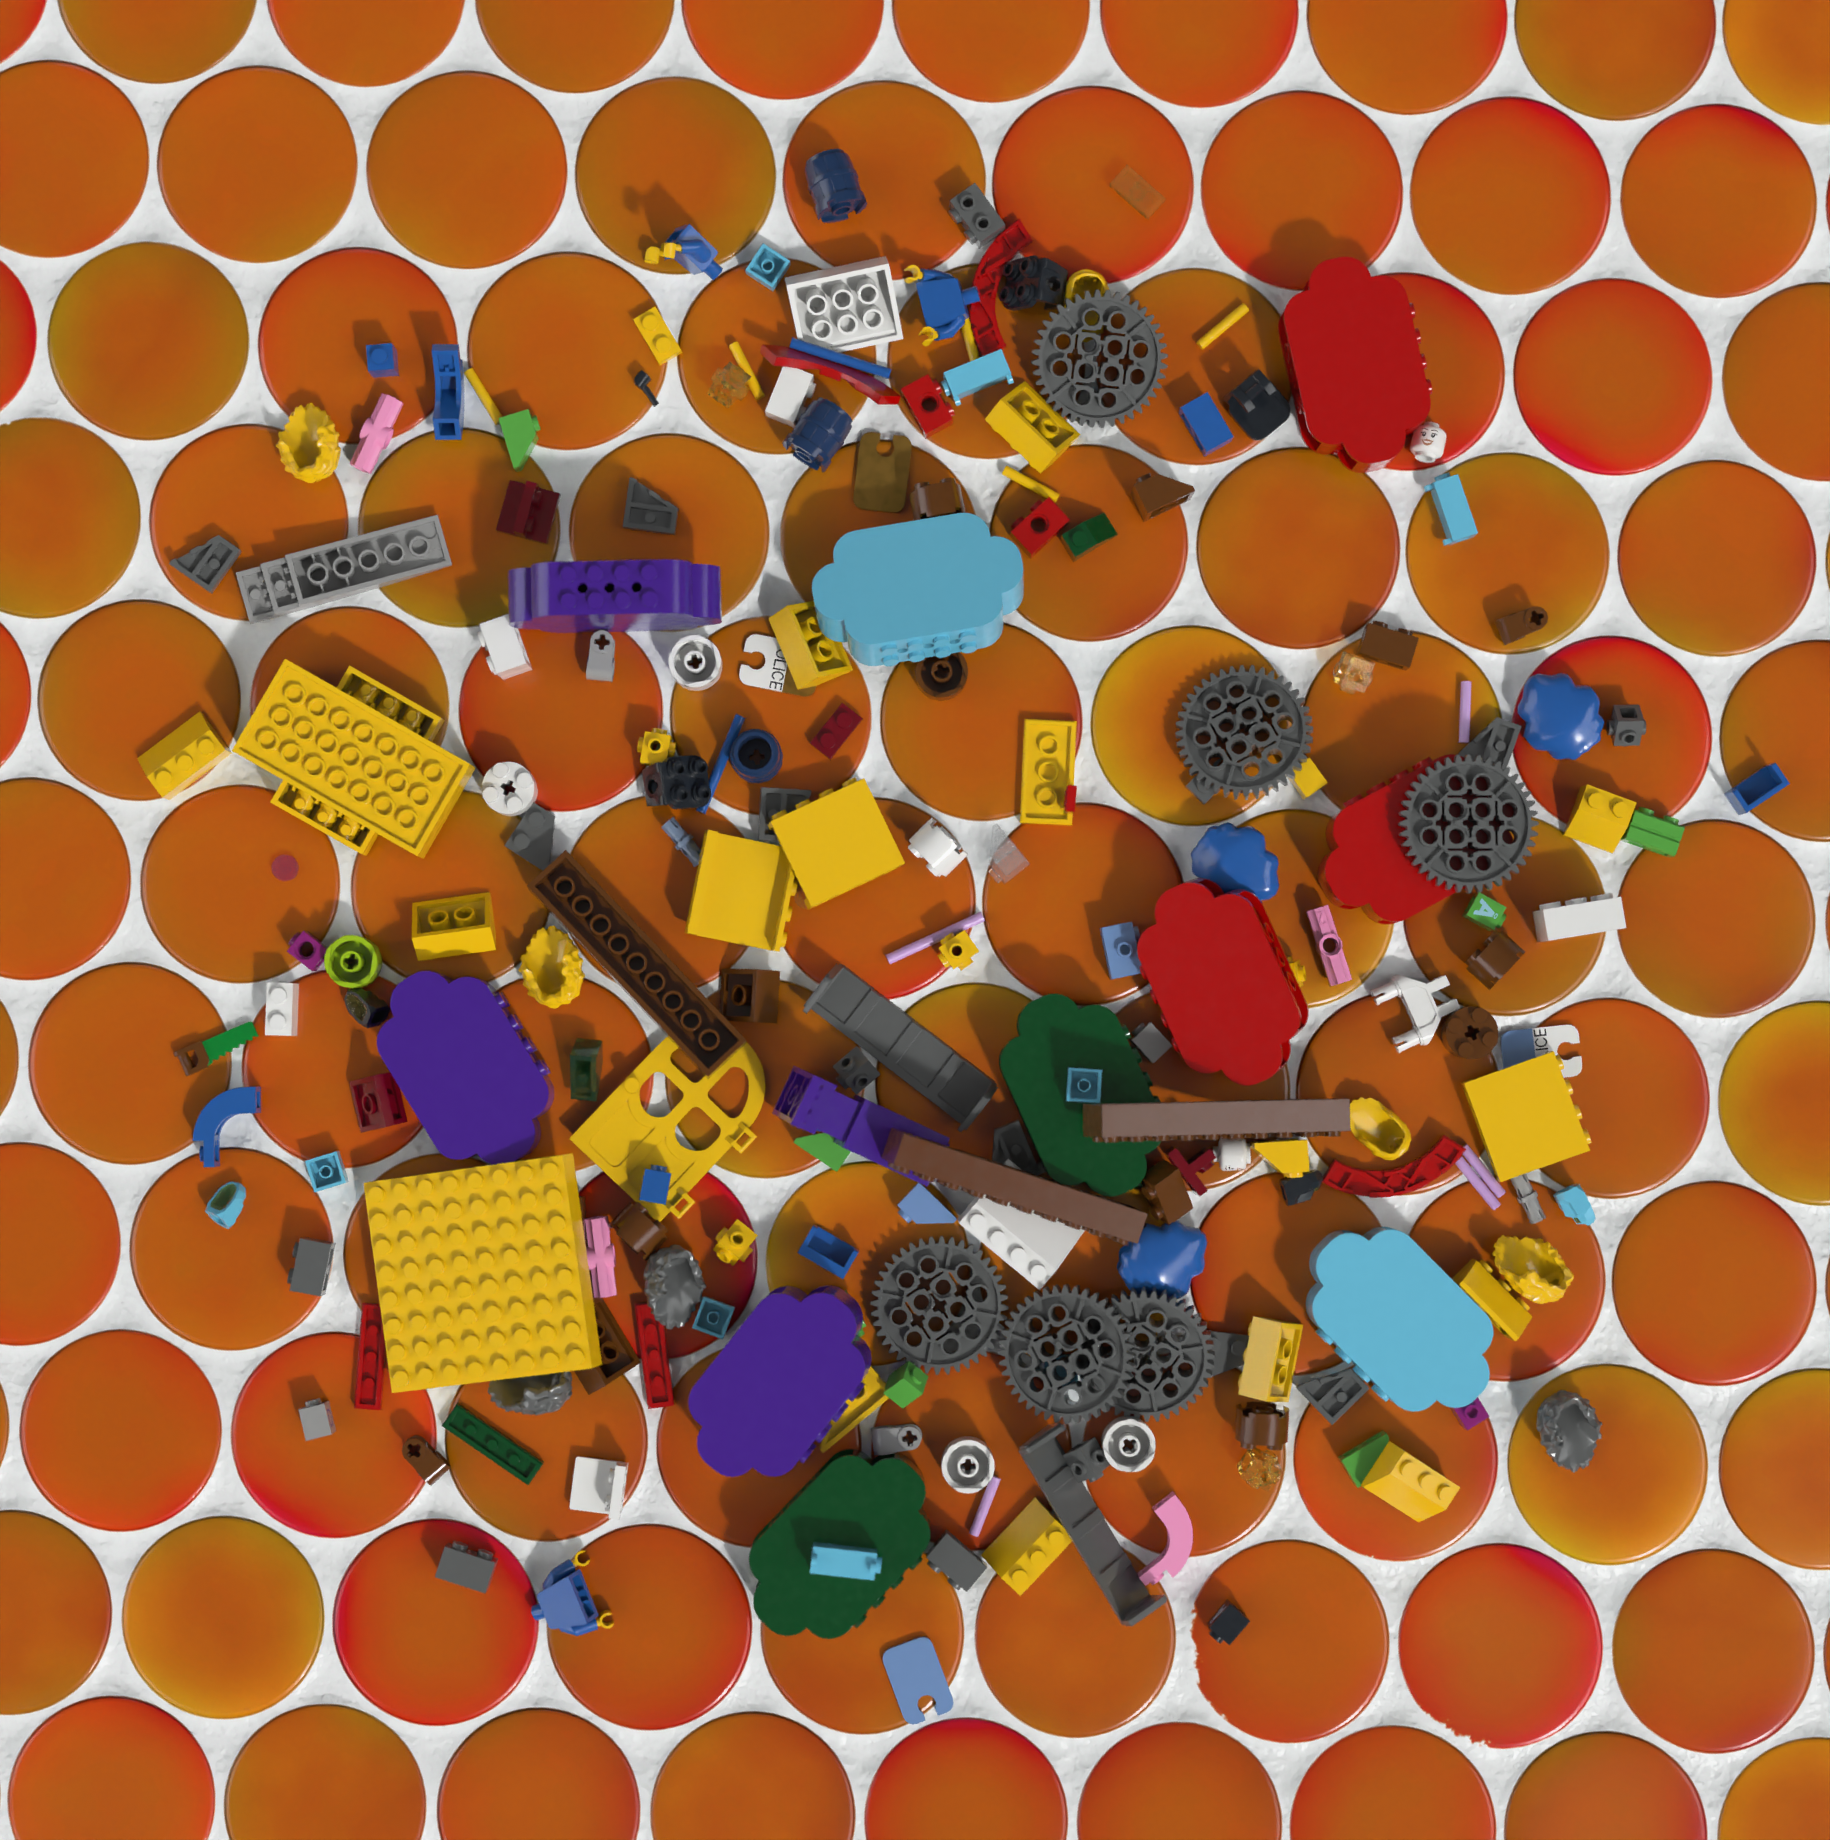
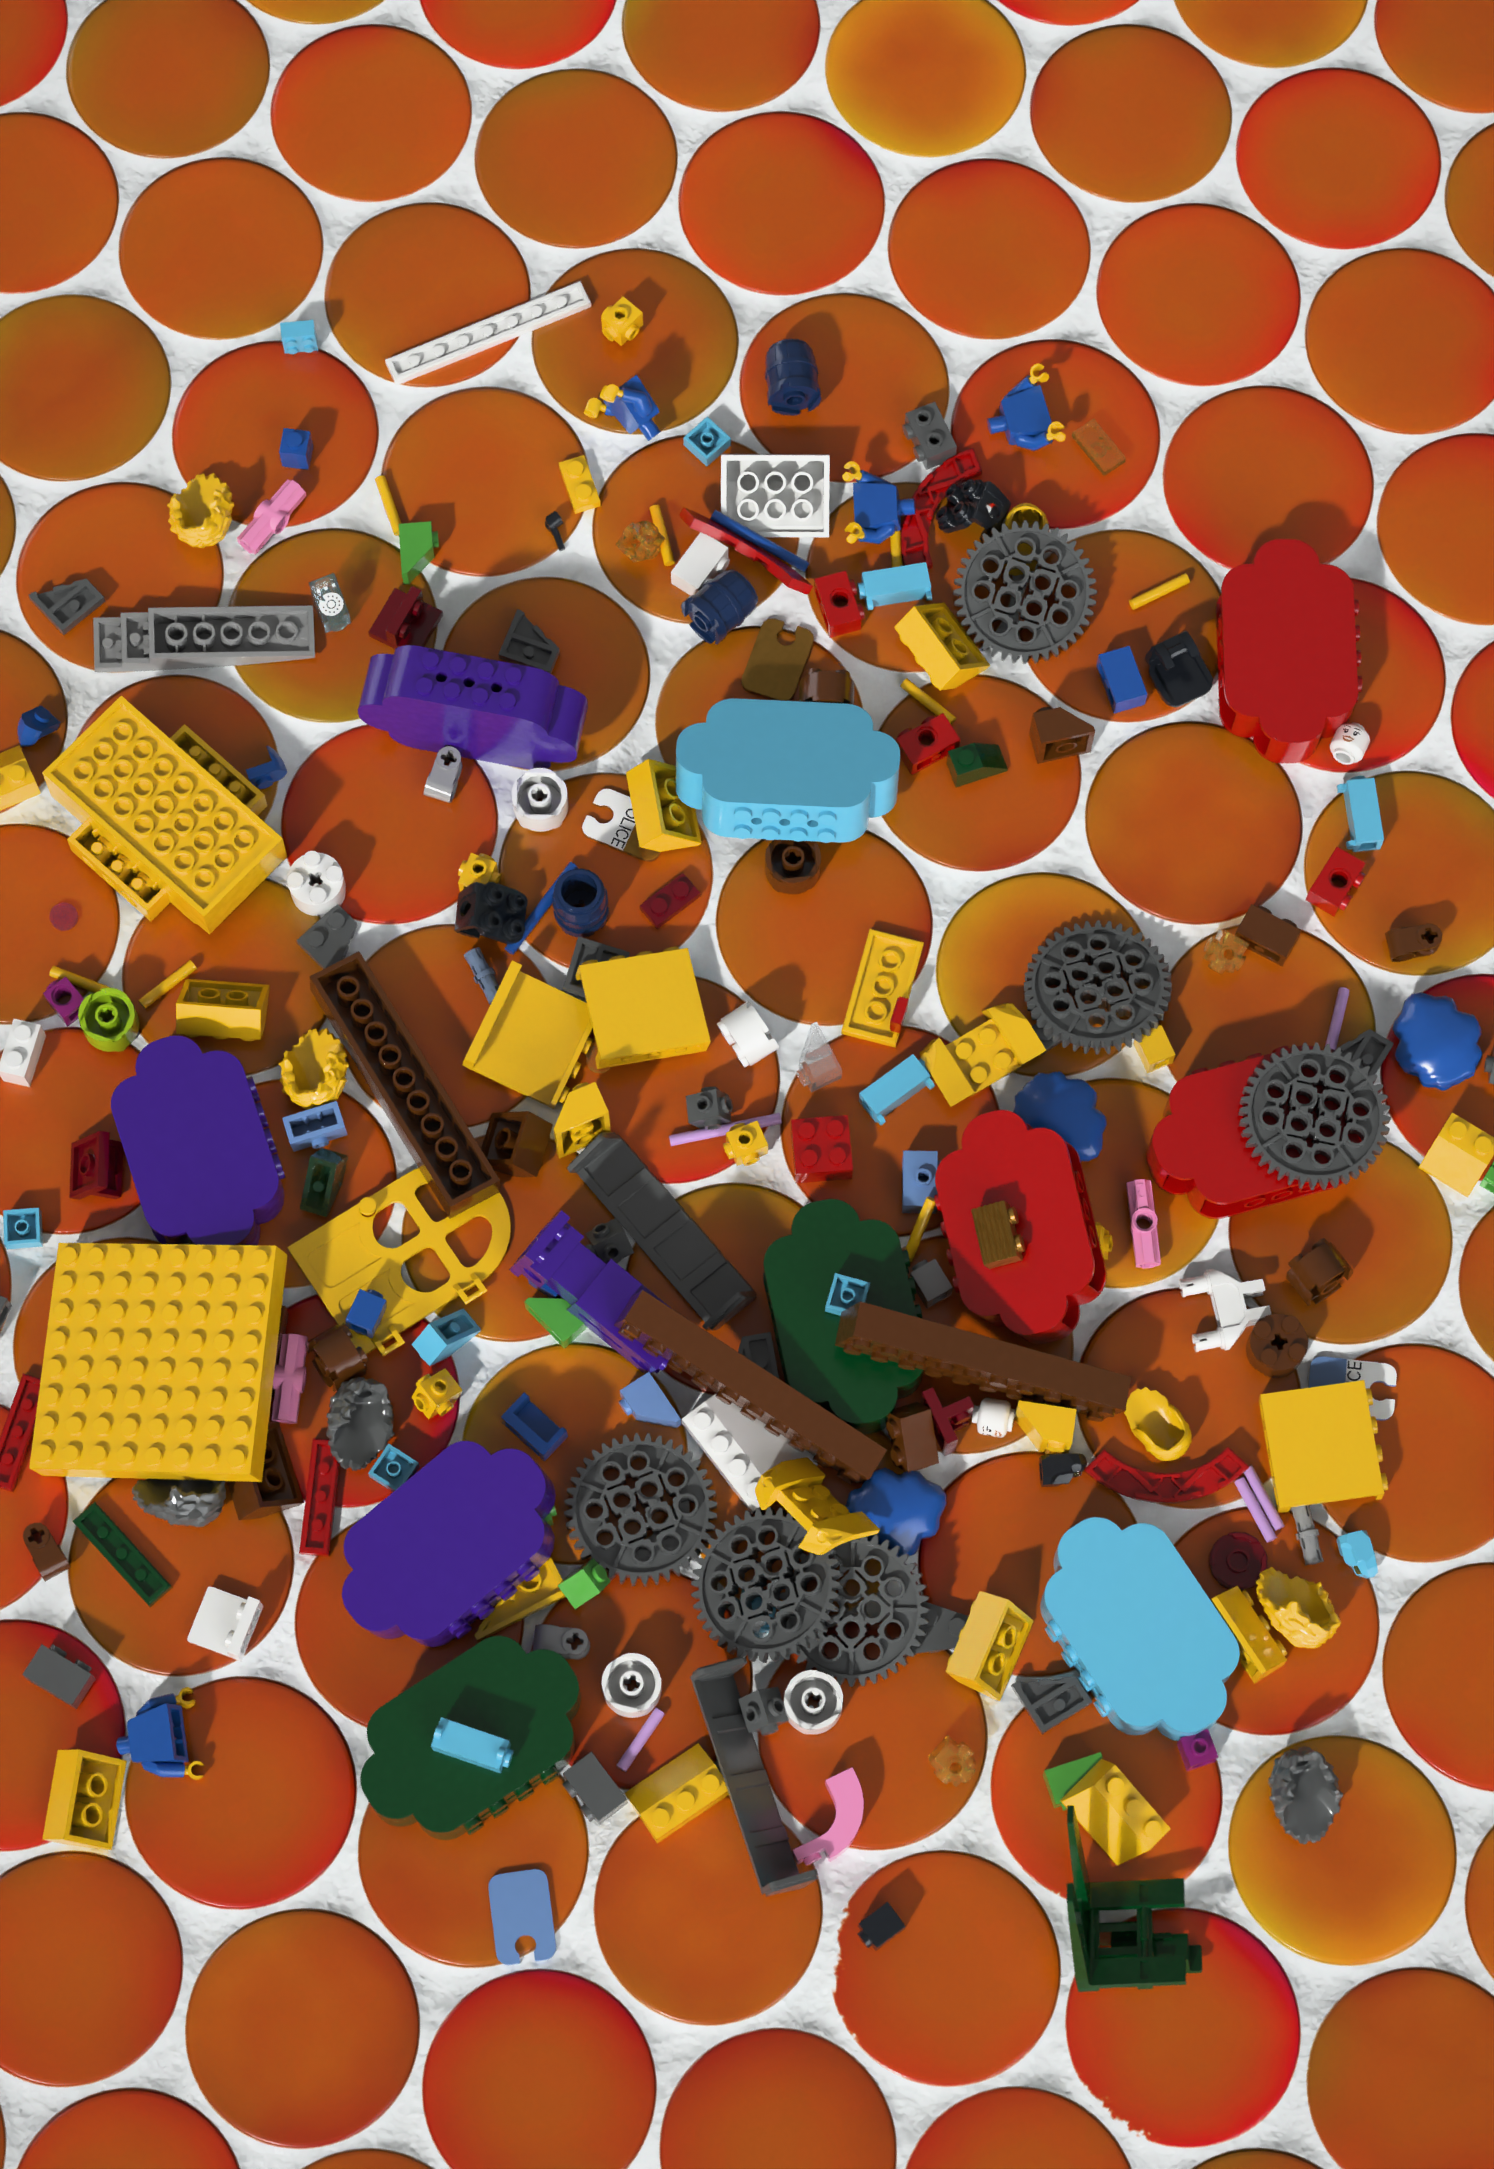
camera: 20 degrees right, 15 degrees down
(210, 690) = (35, 724): none -> blue plate
(317, 927) = (76, 980): none -> yellow piece
(356, 244) = (299, 336): none -> medium azure piece
(366, 1007) = (108, 1068): black rock -> none
(397, 912) = (167, 984): none -> yellow piece
(434, 693) = (267, 773): none -> blue plate
(449, 392) = (357, 488): blue arch -> none
(454, 512) = (329, 603): none -> clear light blue slope
(505, 648) = (347, 743): white brick -> none
(516, 1667) = (84, 1799): none -> yellow slope
(534, 198) = (488, 333): none -> white tile
(566, 1021) = (315, 1126): none -> medium blue brick
(659, 162) = (621, 321): none -> yellow brick
(730, 1187) = (445, 1336): none -> medium azure slope
(806, 965) = (581, 1119): none -> yellow slope
(917, 925) = (709, 1108): none -> dark grey brick
(1026, 939) = (821, 1149): none -> red brick
(1063, 176) = (1026, 415): none -> blue torso
(1081, 866) = (895, 1088): none -> medium azure brick
(1093, 1279) = (799, 1490): none -> yellow piece
(1130, 996) = (920, 1227): none -> yellow piece
(1151, 817) = (982, 1054): none -> yellow piece
(1207, 1001) = (998, 1234): none -> pearl gold brick
(1261, 1425) = (964, 1712): reddish brown brick -> none
(1430, 592) = (1342, 867): none -> red brick
(1449, 1594) = (1136, 1952): none -> dark green piece
(1470, 1232) = (1237, 1560): none -> dark red tile
(1485, 912) = (1318, 1224): bright green brick -> none
(1579, 917) = (1418, 1249): white brick -> none

